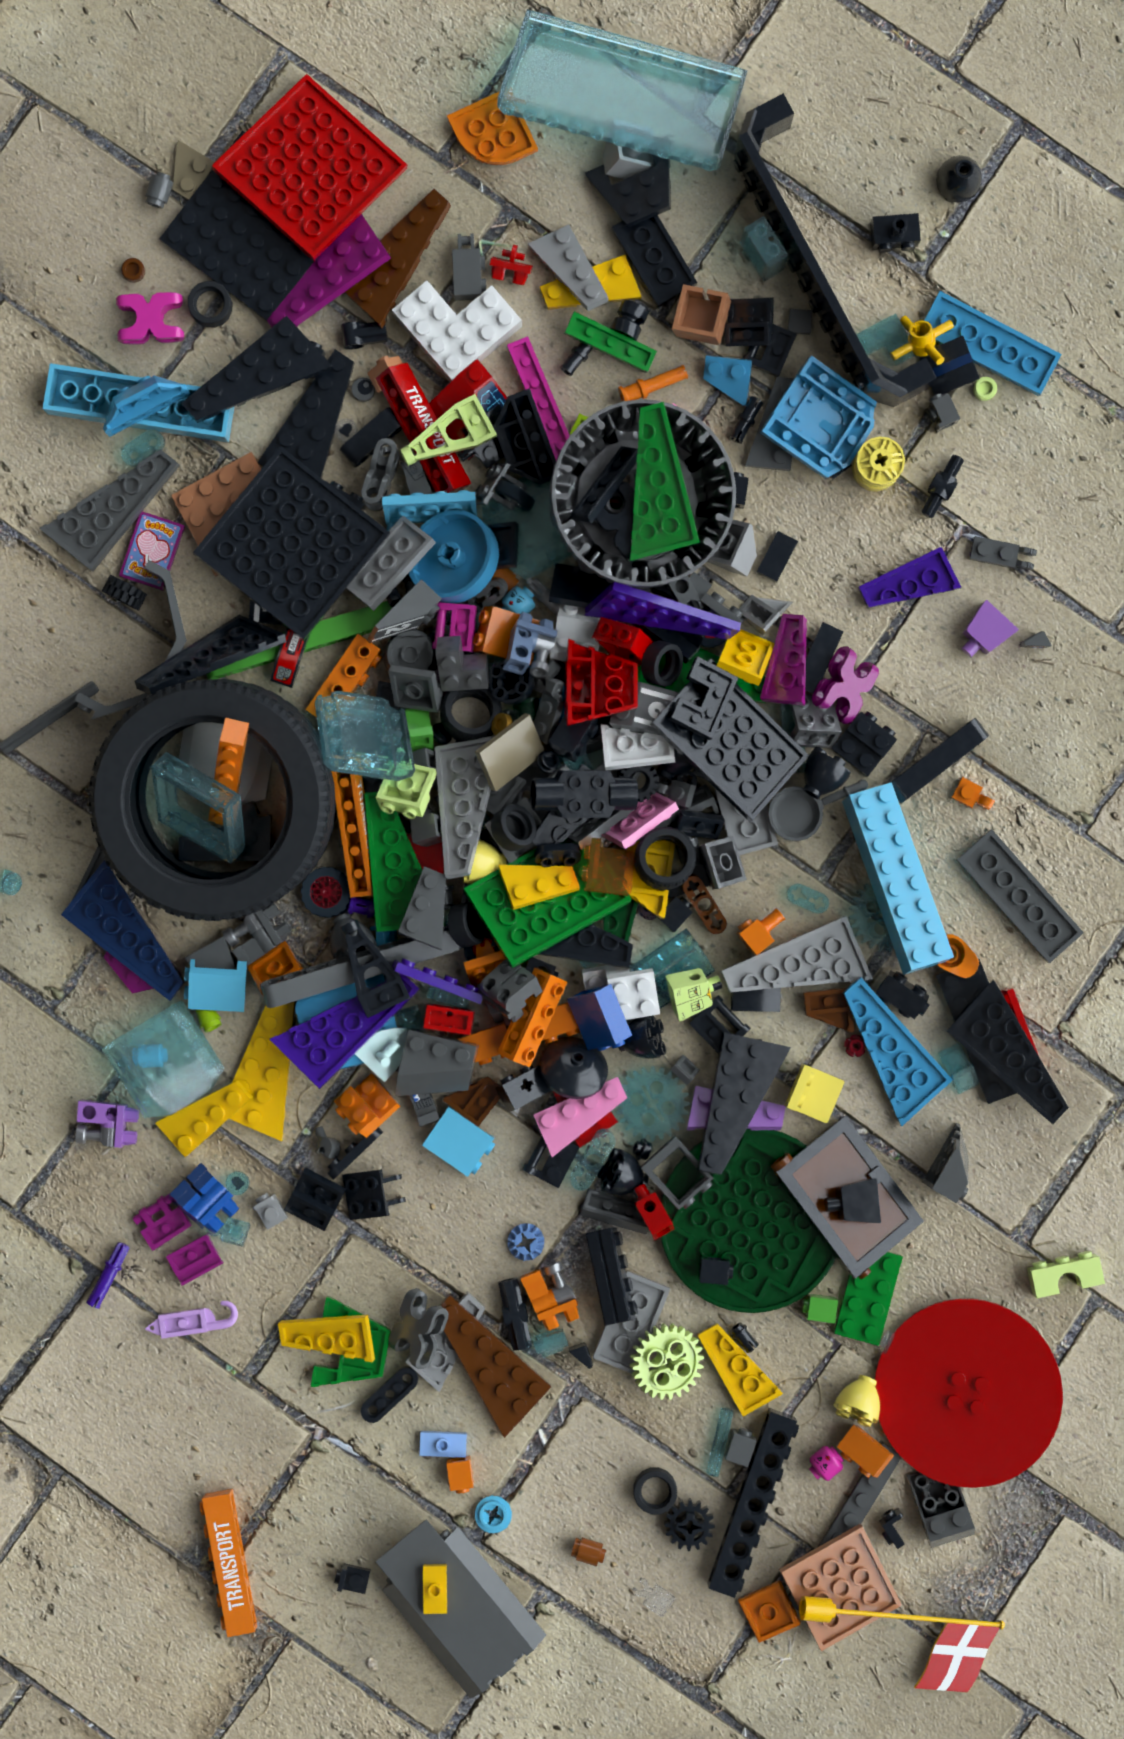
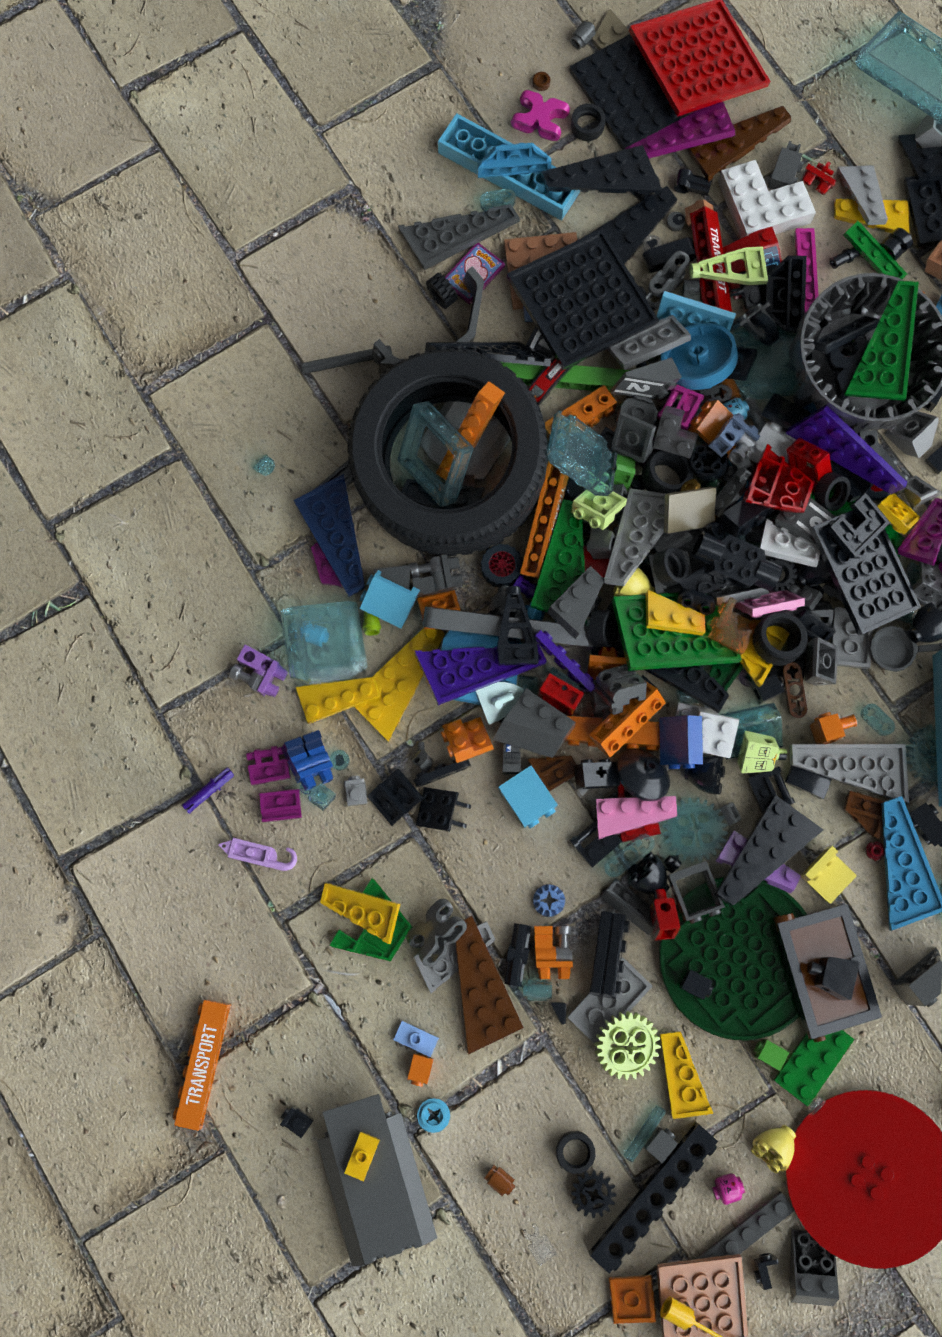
camera: 25 degrees right, 10 degrees down
(382, 1402) = (381, 983): black plate -> none
(491, 134) = (841, 84): orange plate -> none
(741, 1333) = (697, 1050): black pin -> none
(865, 1451) = (766, 1192): orange piece -> none

